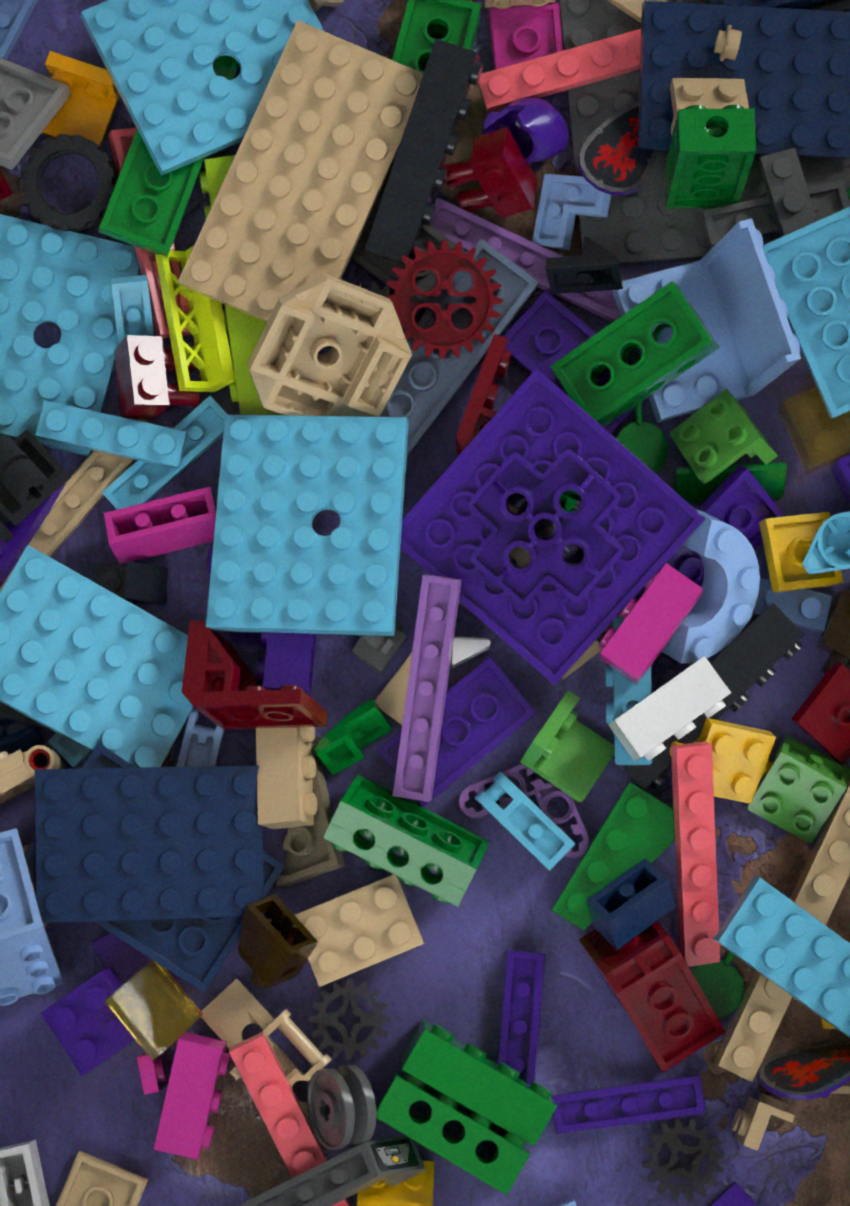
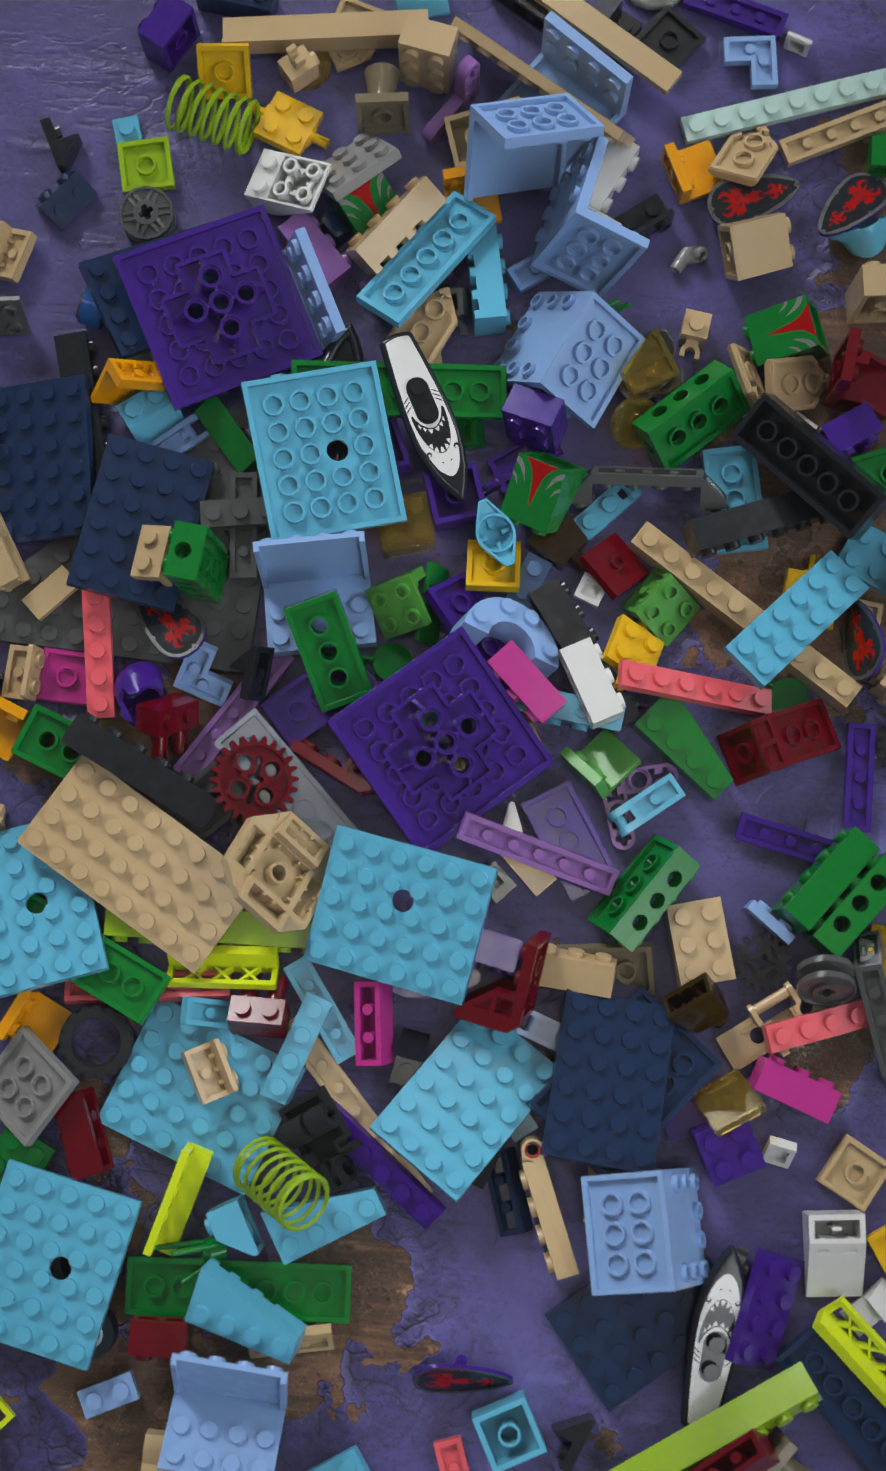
camera: 75 degrees left, 0 degrees up
(59, 331) = (210, 1071): none -> tan bracket
(105, 1092) = (779, 1151): none -> white plate
(151, 1073) = (773, 1115): dark pink plate -> none
(344, 741) = (561, 924): green slope -> none
(399, 1035) = (778, 928): none -> light blue plate
(631, 904) = (722, 742): dark blue brick -> none
(728, 43) = (114, 529): tan plate -> none
(796, 687) = (589, 591): none -> white plate

